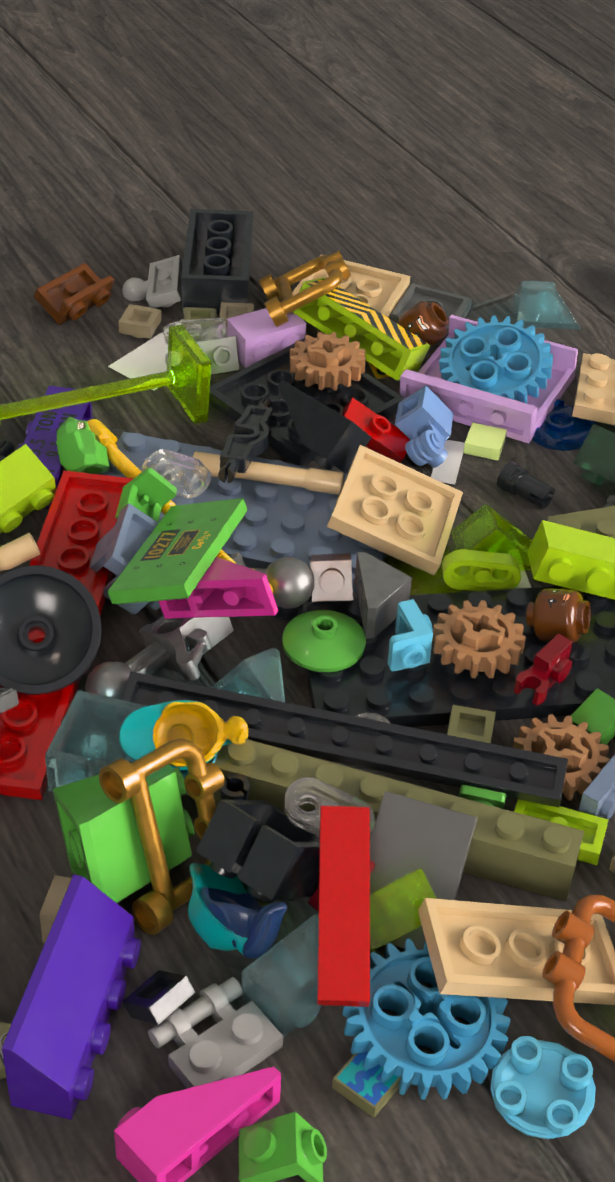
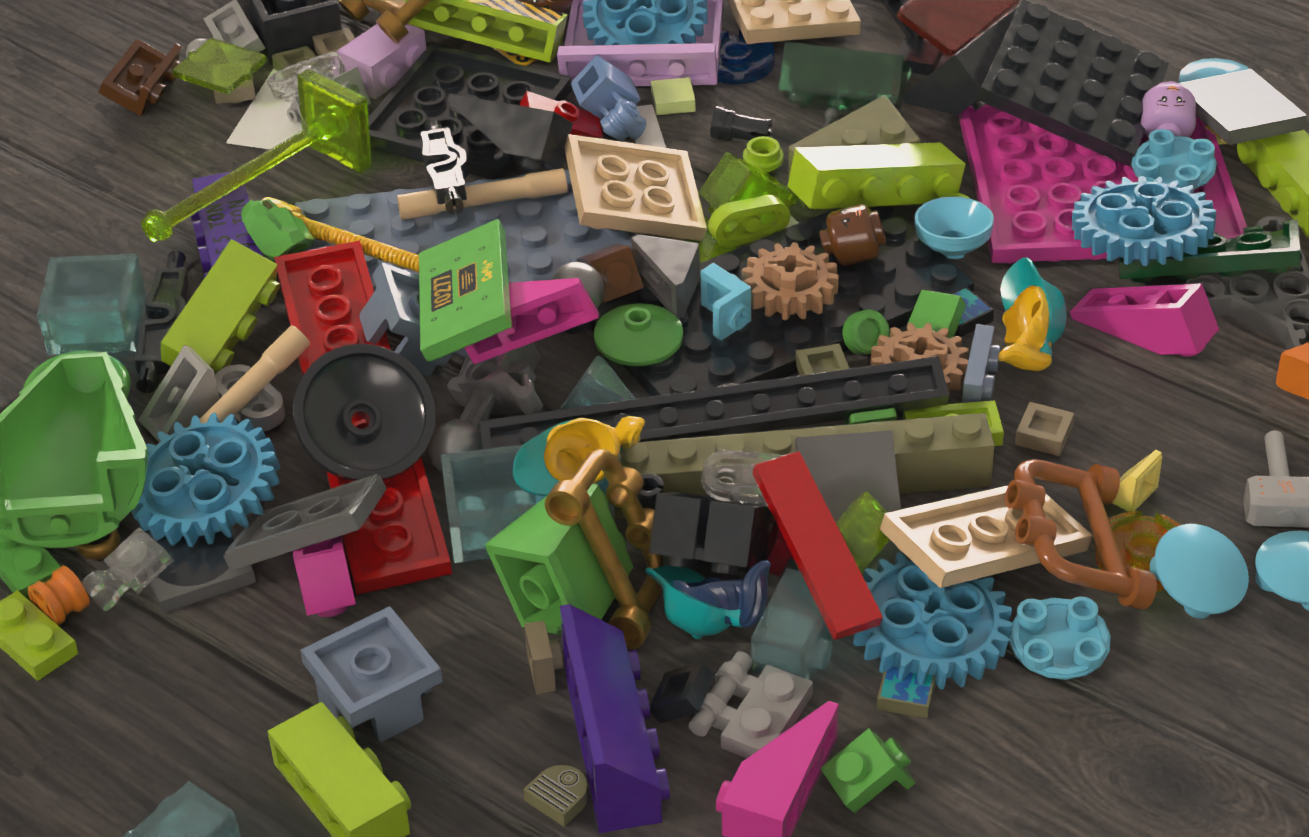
camera: 20 degrees left, 0 degrees up
(134, 303) = (219, 66): none -> clear neon green piece
(147, 493) = (386, 245): bright green bracket -> none
(182, 471) = (397, 222): clear plate -> none
(327, 361) = (474, 62): medium nougat gear -> none
(521, 710) = (863, 329): none -> bright green tile
(529, 515) = (764, 153): none -> lime plate
(549, 666) = (872, 285): dark red plate -> none

